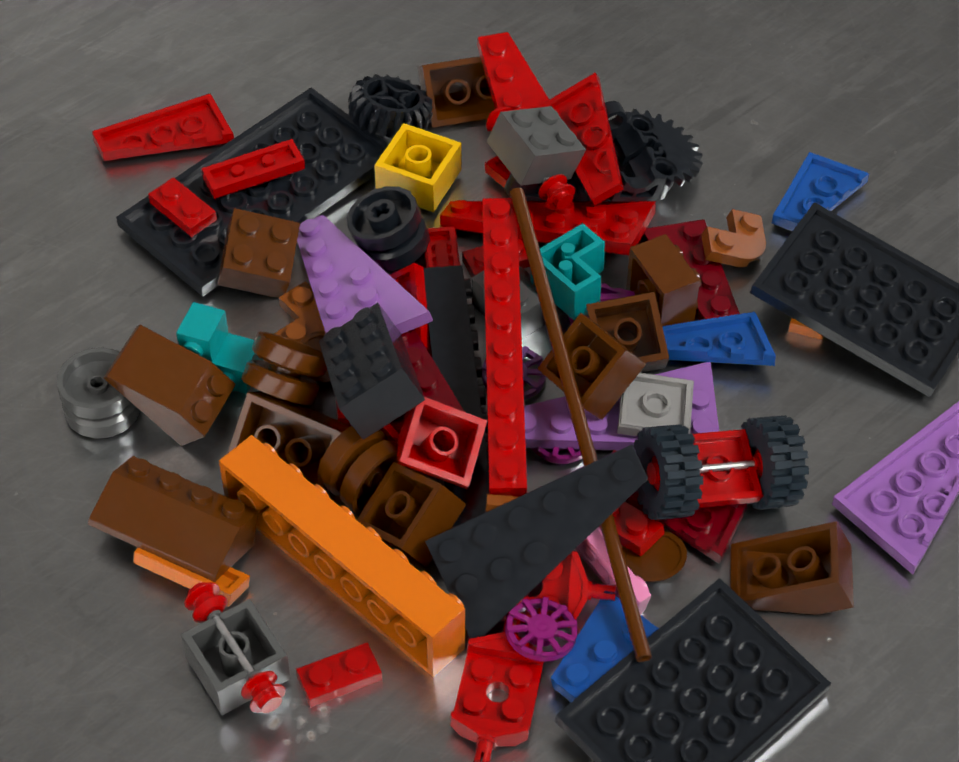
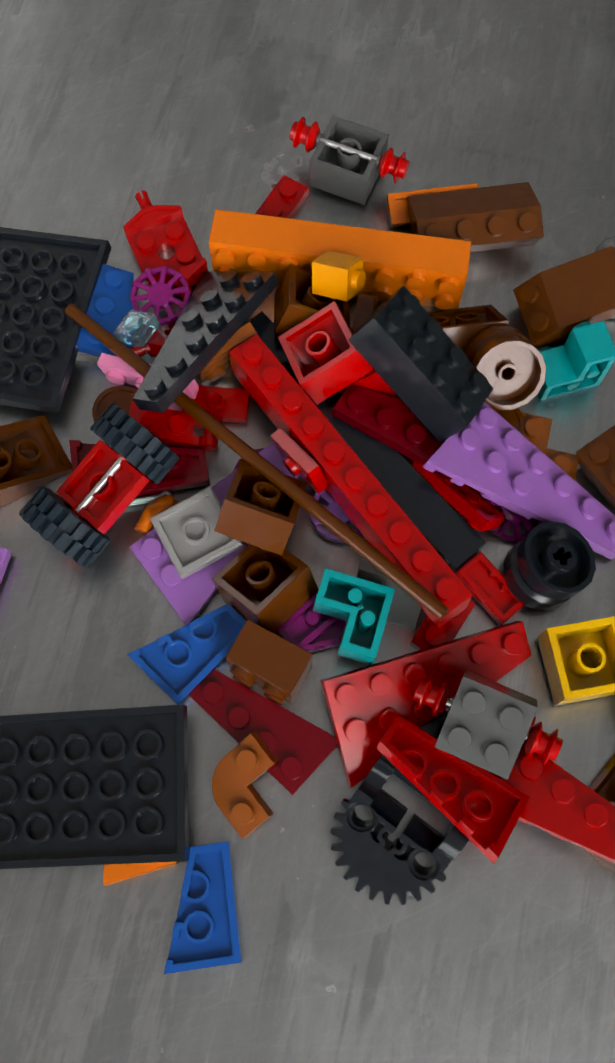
camera: 145 degrees right, 20 degrees up
(371, 492) = (337, 275): none -> light orange brick
(534, 379) = (298, 461): none -> red plate
(589, 603) = (136, 328): none -> clear light blue plate

